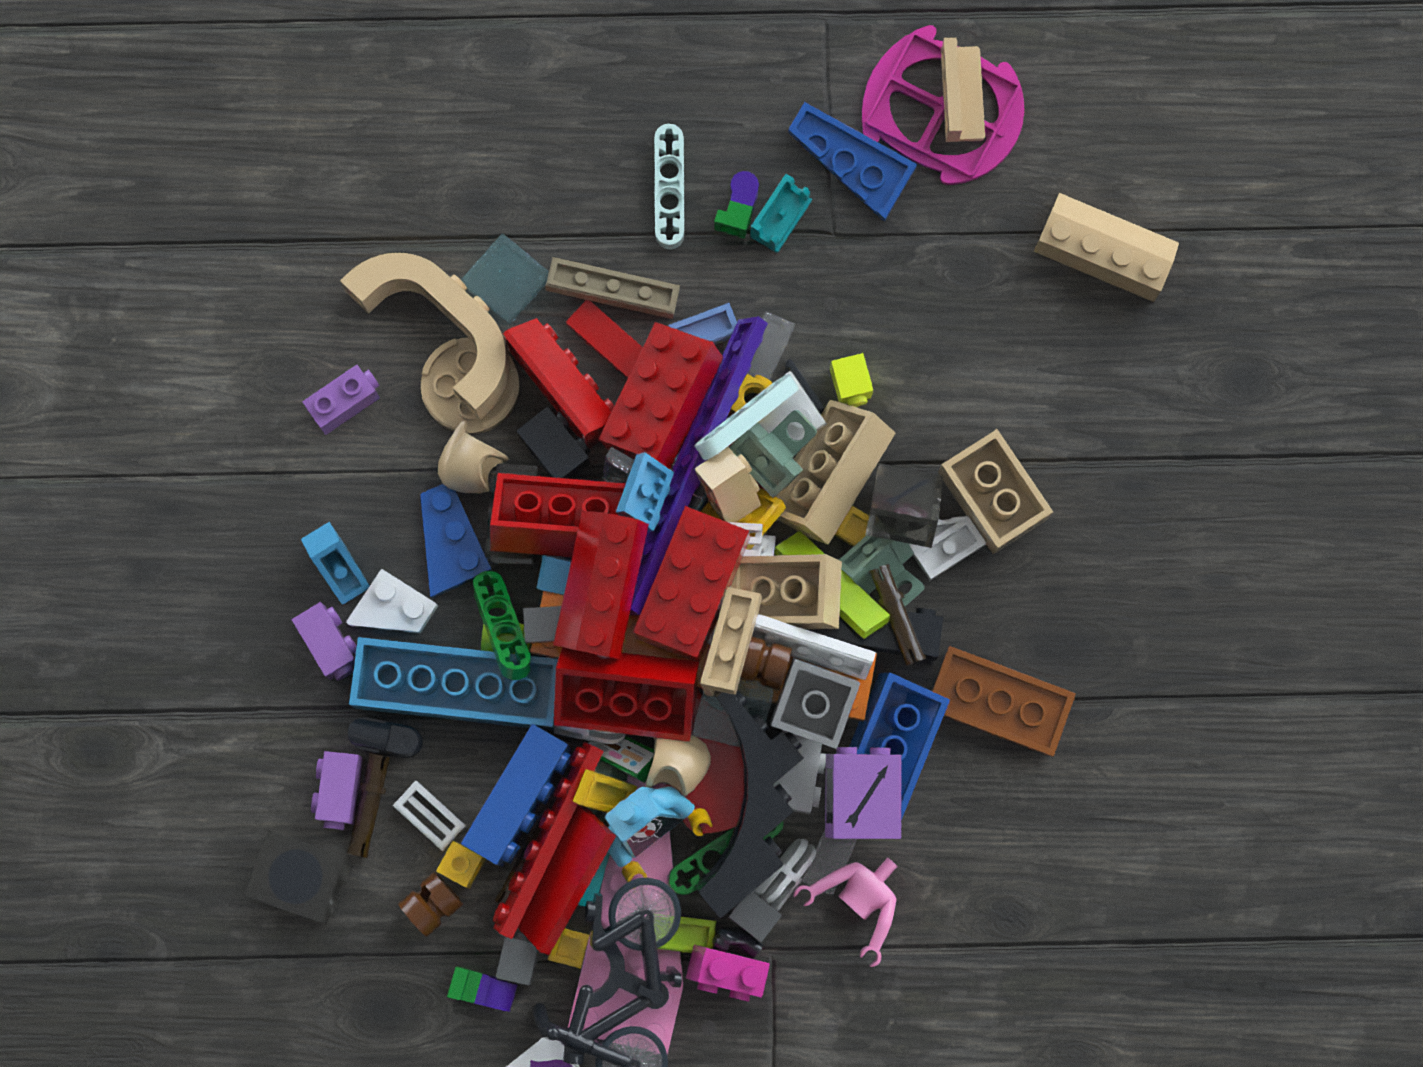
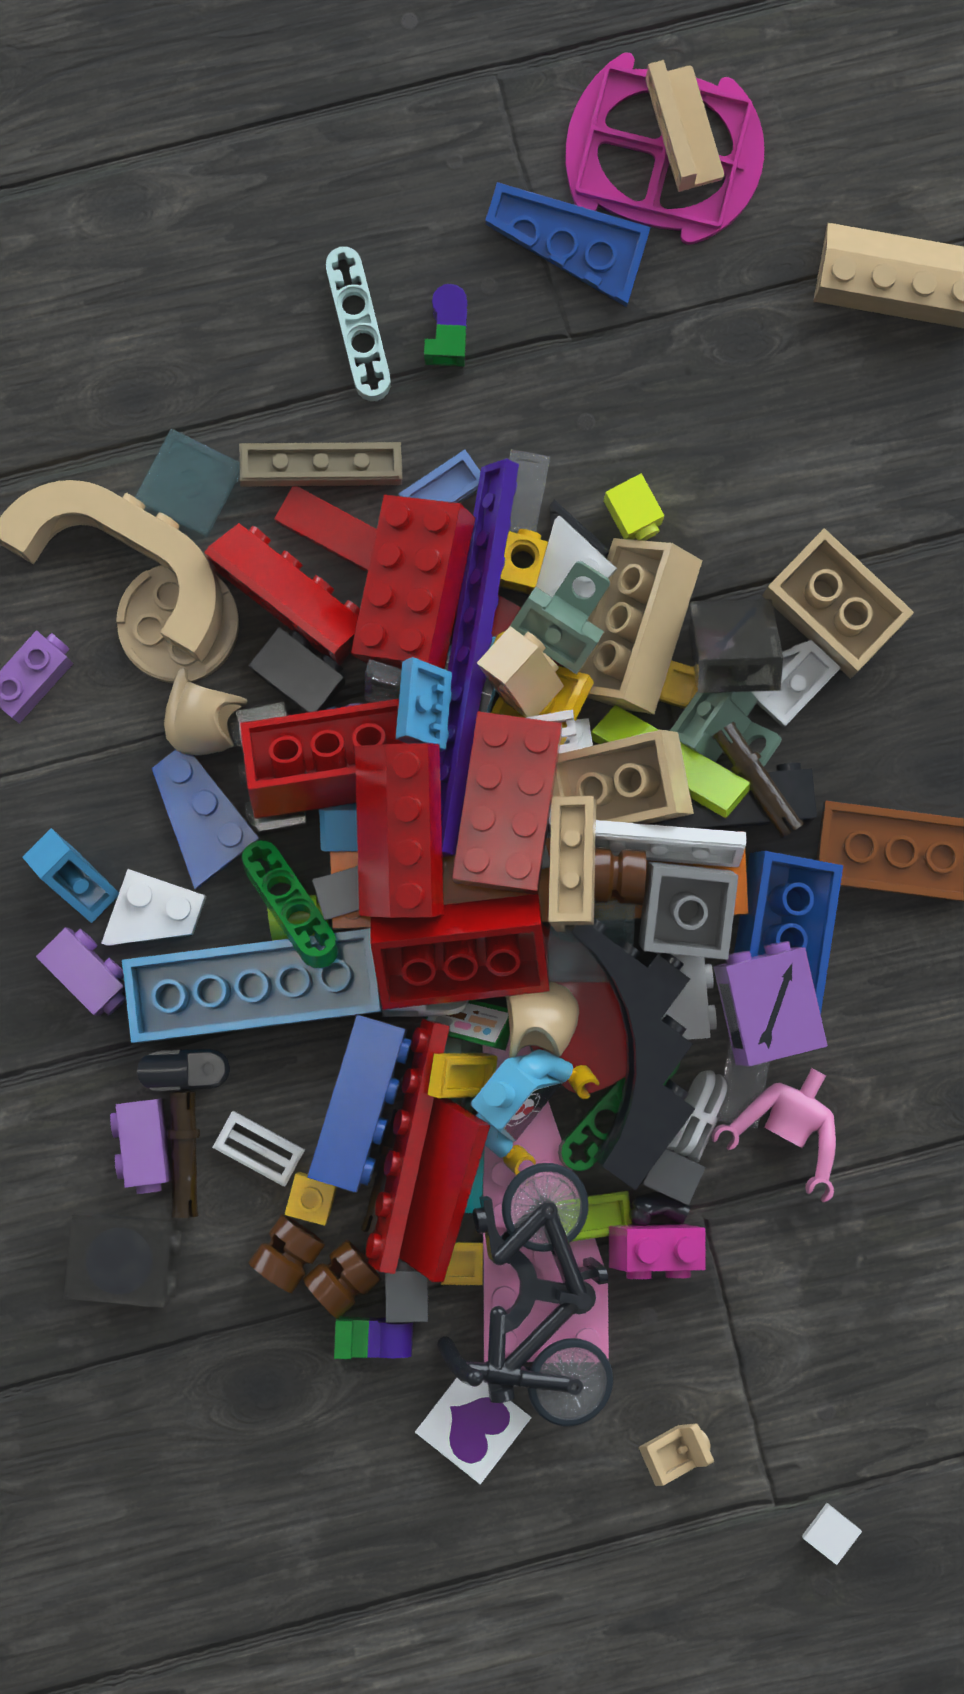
camera: 15 degrees left, 5 degrees up
(469, 935) = (342, 1279): none -> reddish brown wheel
(746, 417) = (522, 585): light aqua beam -> none
(780, 214) = (501, 327): teal hinge -> none

